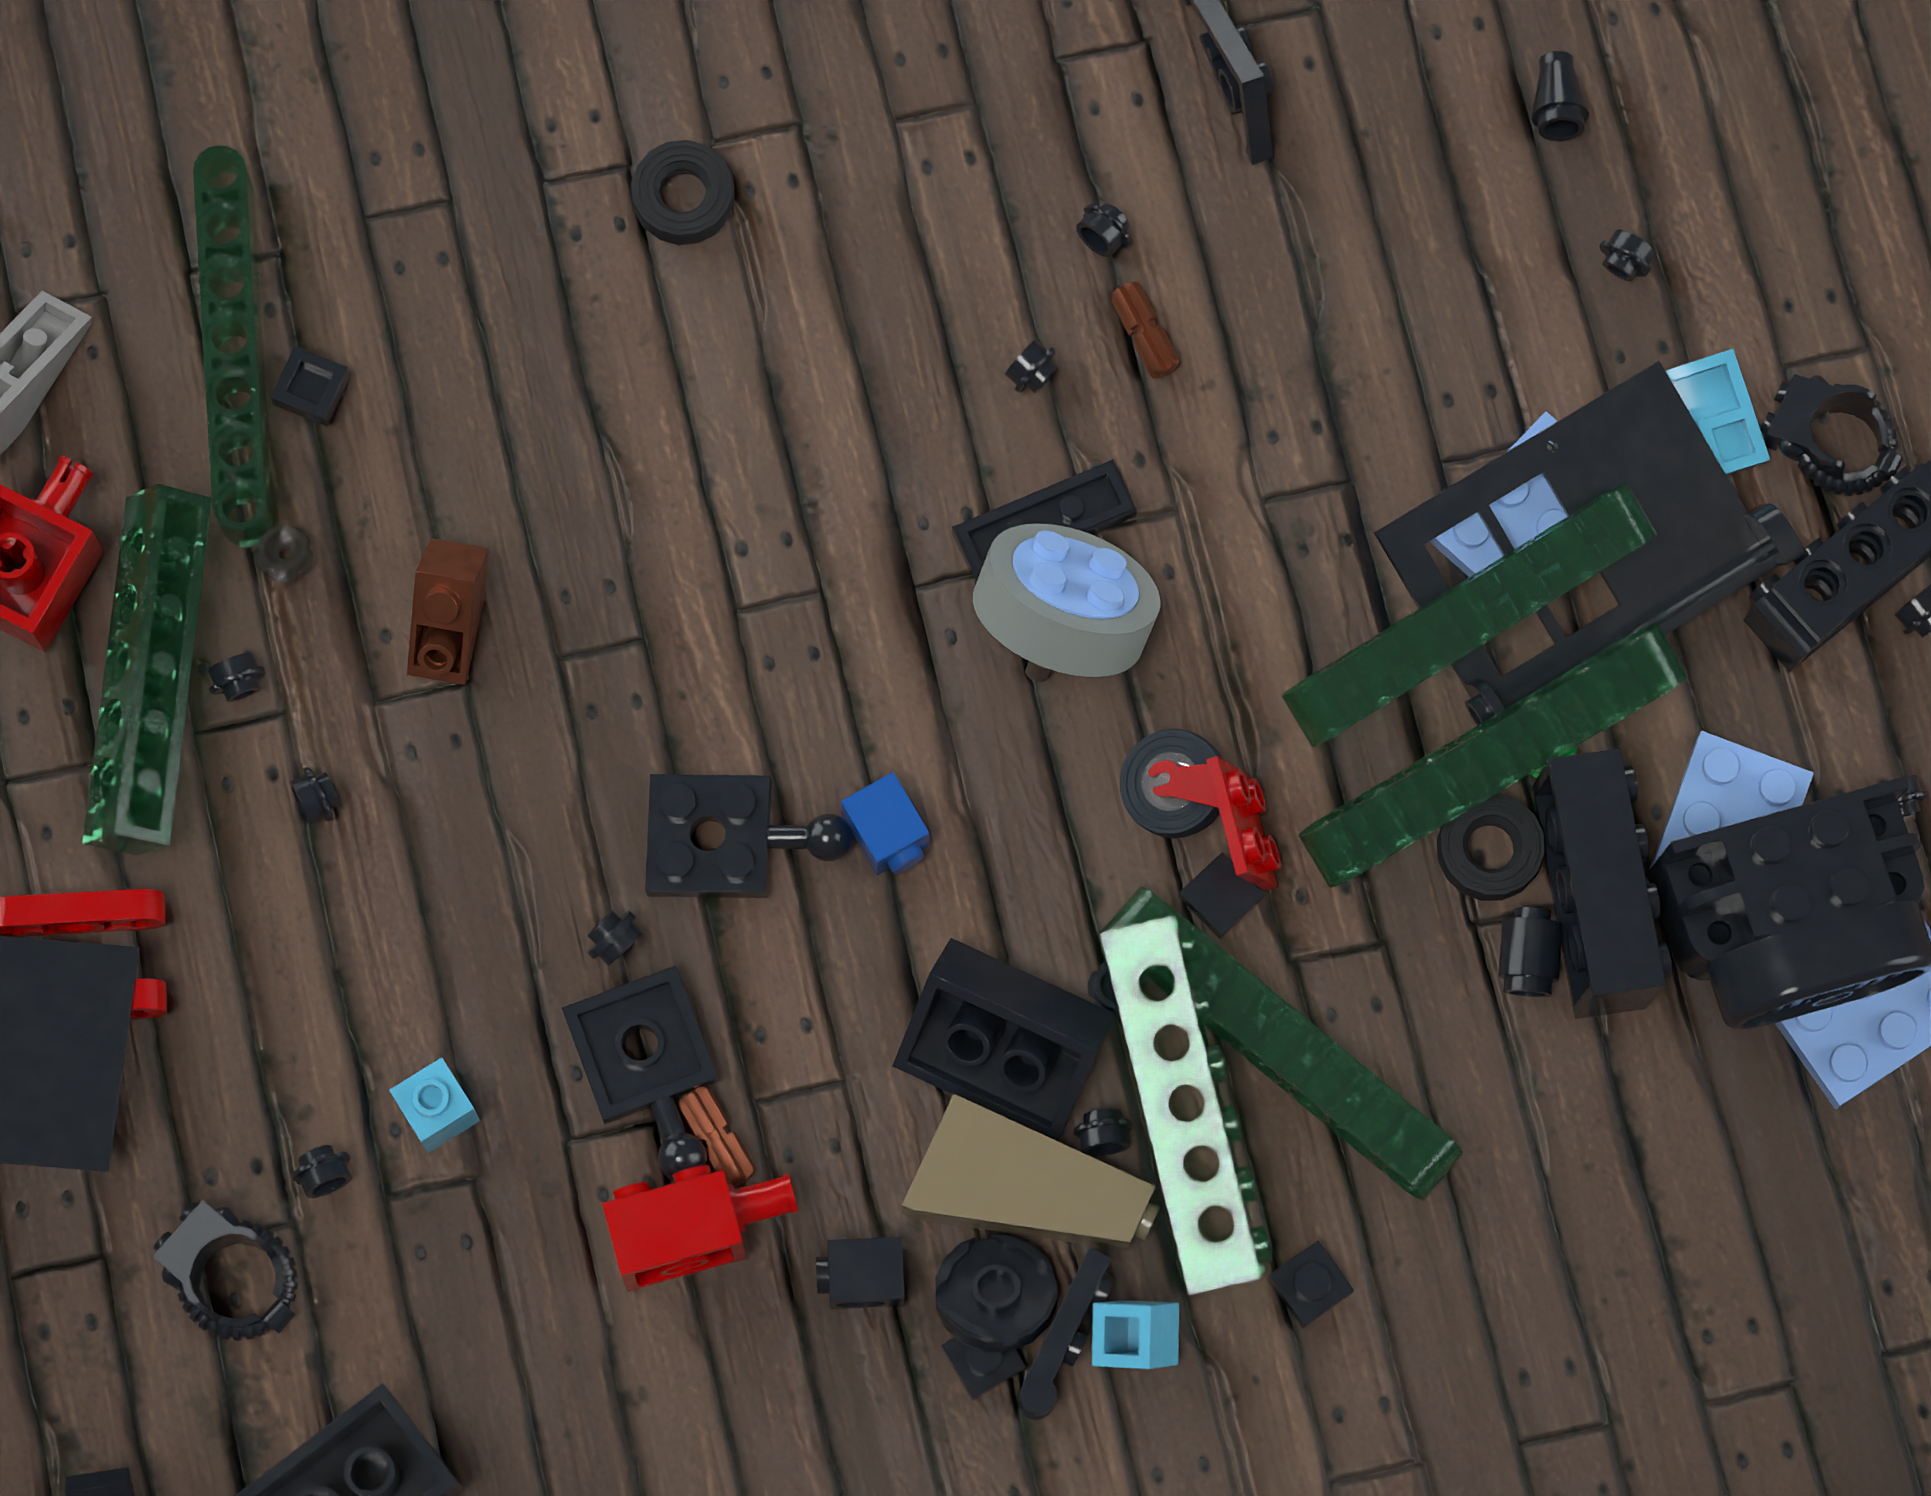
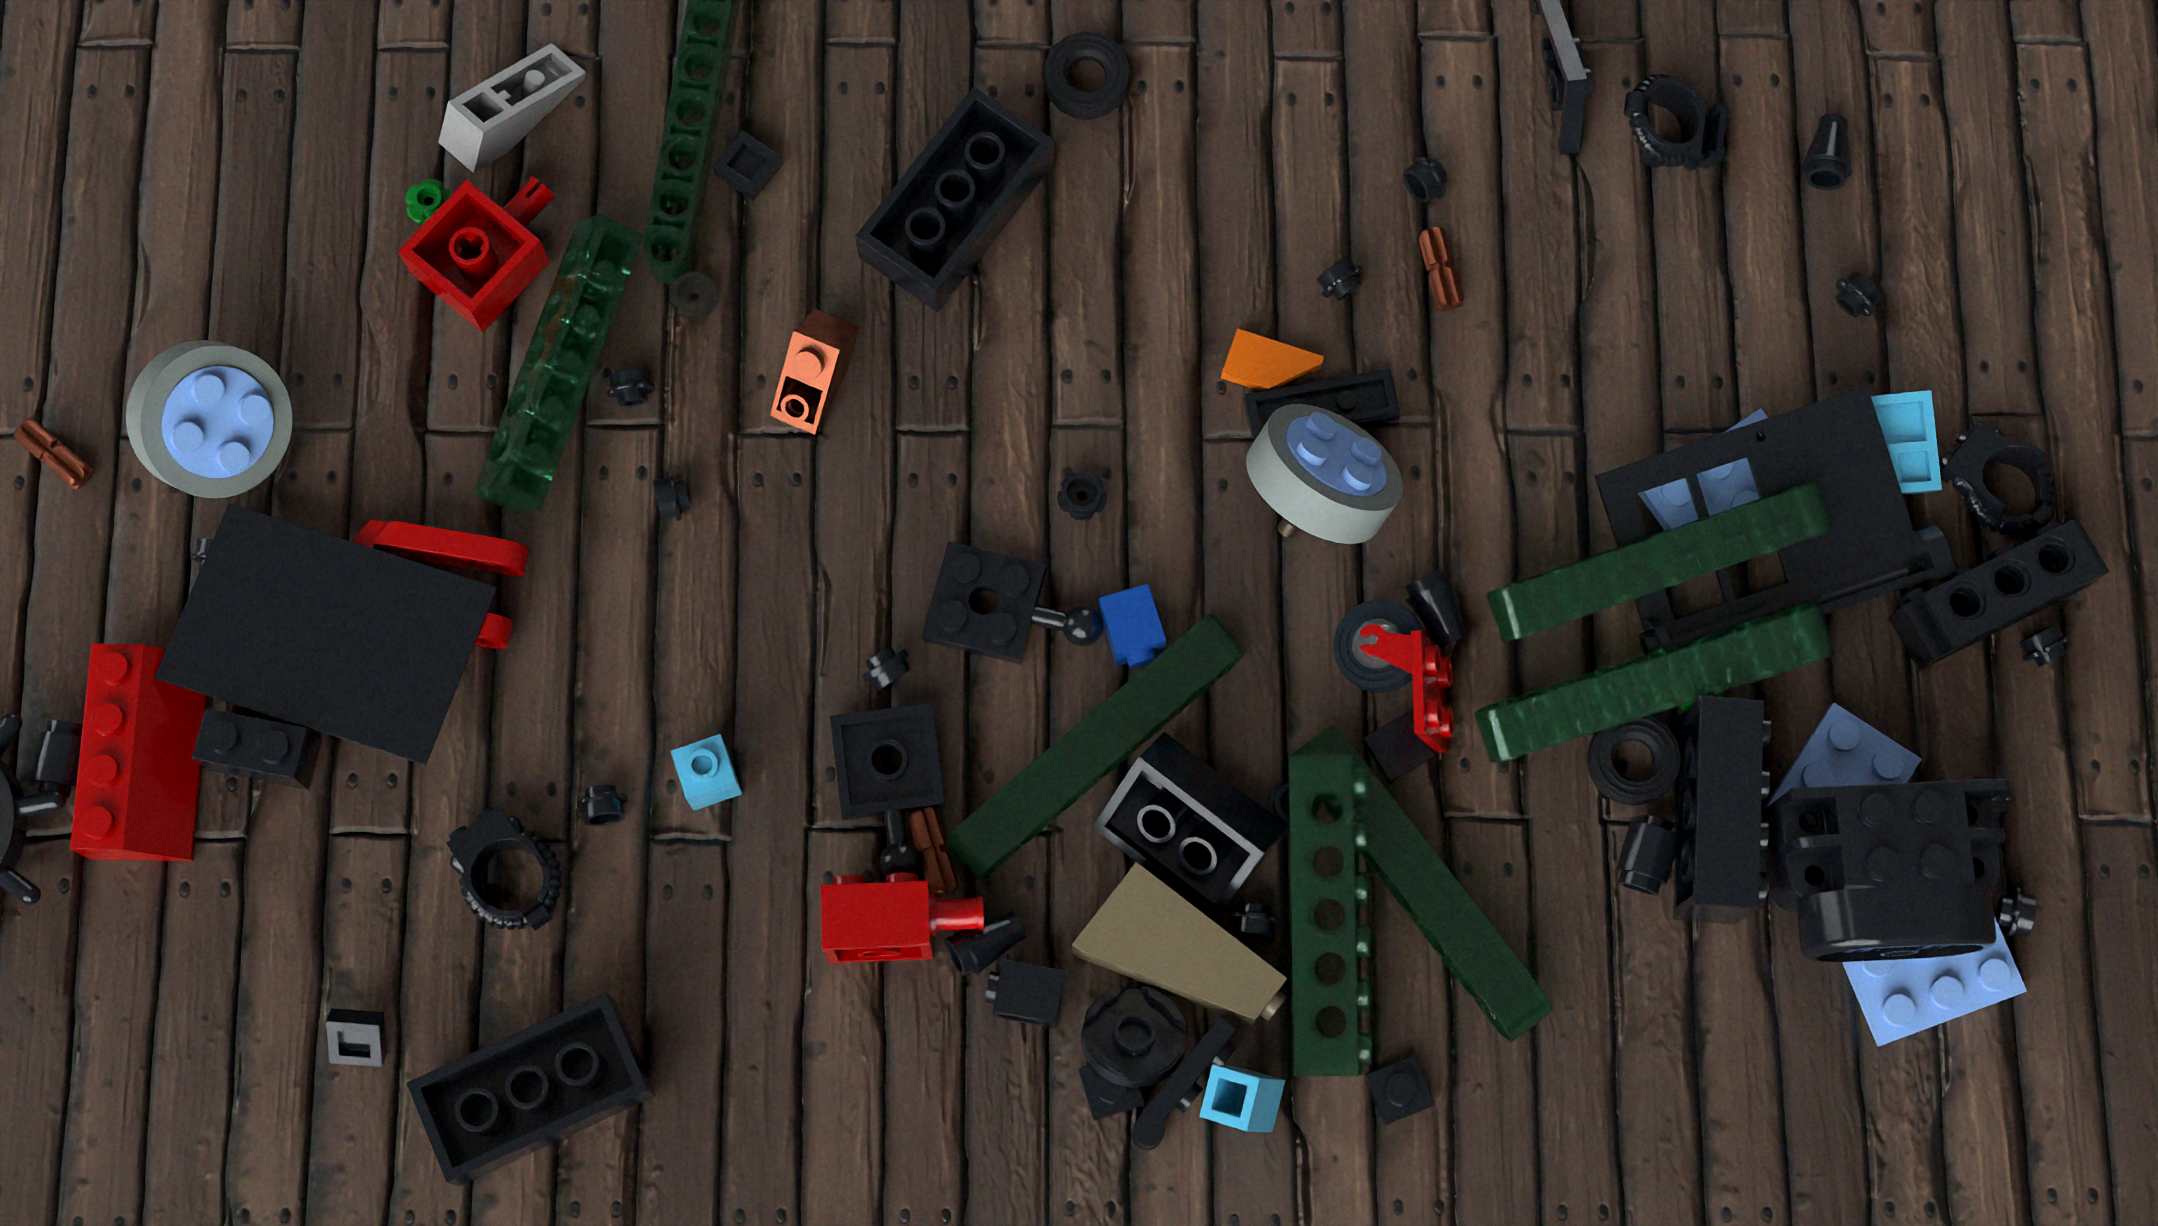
camera: 15 degrees right, 0 degrees up
(565, 373) = (955, 199): none -> black brick
(787, 672) = (1078, 483): none -> black plate
(794, 1236) = (977, 949): none -> black cone
(875, 973) = (1095, 746): none -> clear green beam
(968, 484) = (1266, 362): none -> orange tile
(1229, 723) = (1437, 606): none -> black cone
(1405, 97) = (1700, 126): none -> black piece

